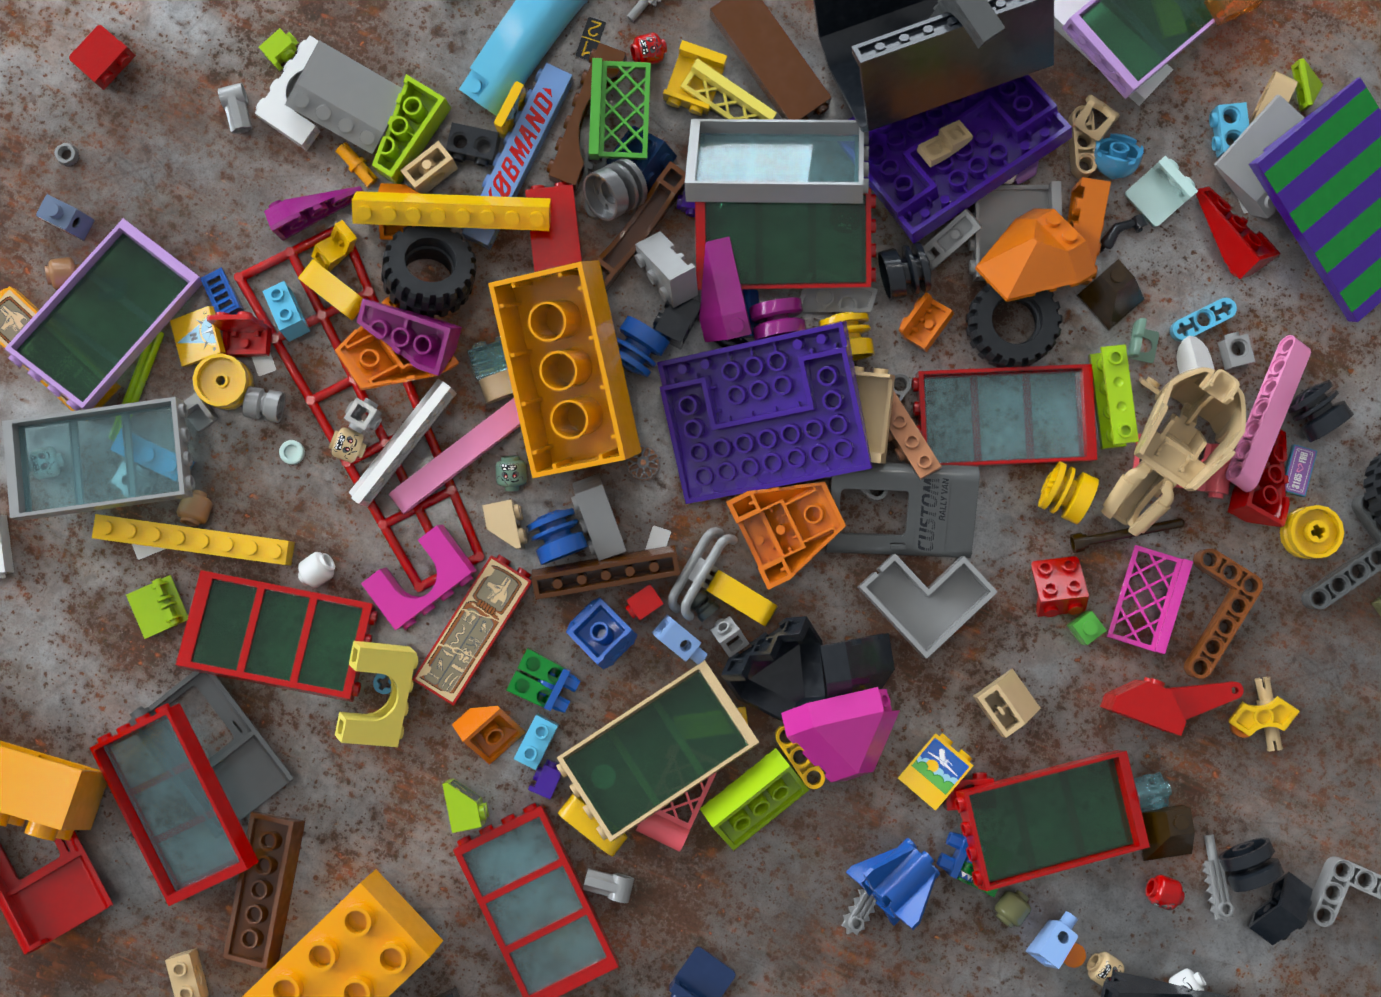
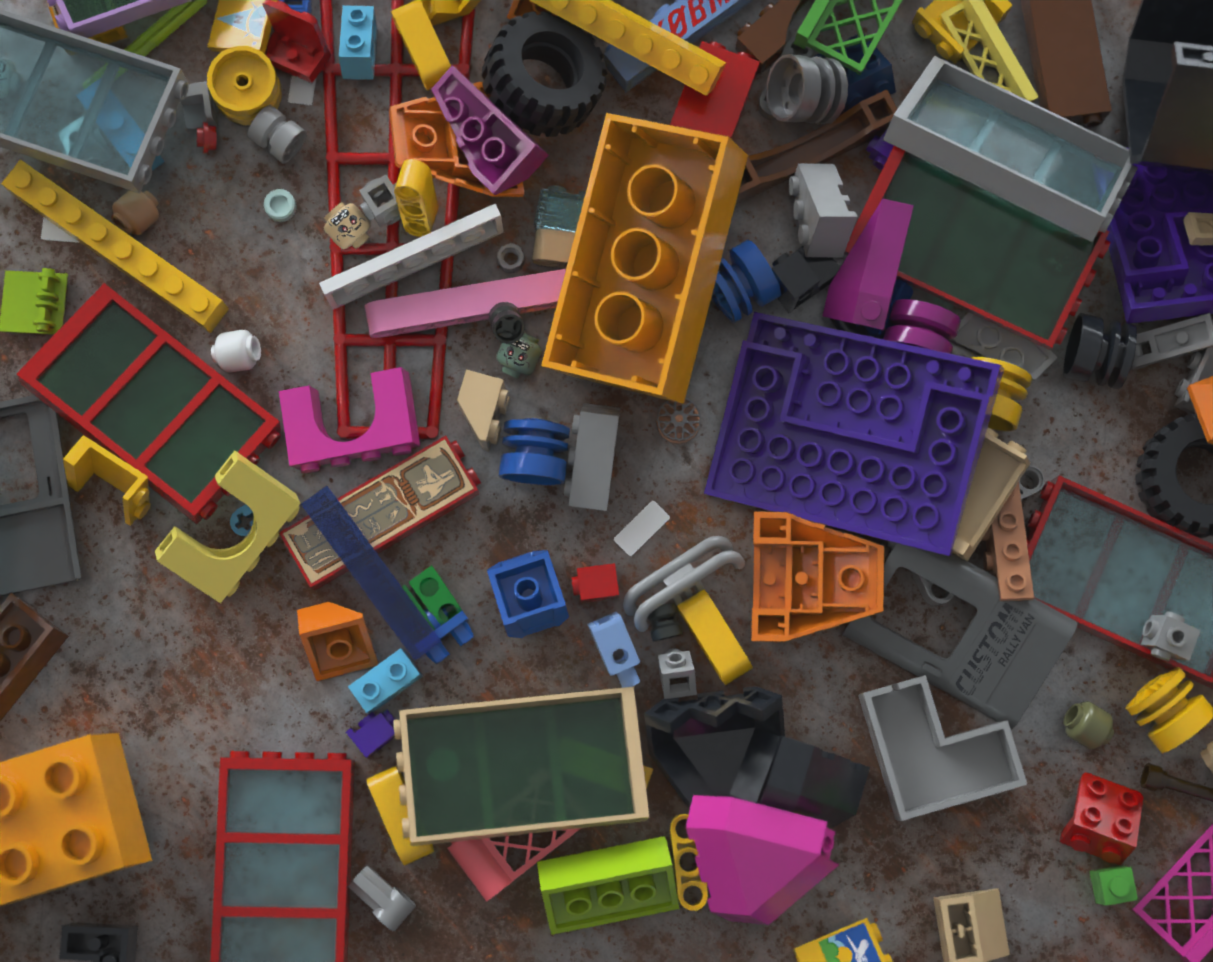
camera: 30 degrees right, 5 degrees down
(216, 431) = (206, 137): none -> red plate
(256, 695) = (90, 458): none -> yellow panel
(386, 403) = (416, 198): none -> yellow beam
(464, 807) = (260, 713): lime slope -> none
(478, 408) = (510, 248): none -> light grey axle
(488, 674) = (371, 573): none -> clear blue tile
(492, 457) = (510, 328): none -> pearl dark grey wheel
(605, 573) = (569, 523): reddish brown brick -> none
(925, 322) = (1094, 424): orange bracket -> none
(1019, 529) = (1088, 724): none -> olive head
(1044, 444) = (1169, 637): none -> light grey brick

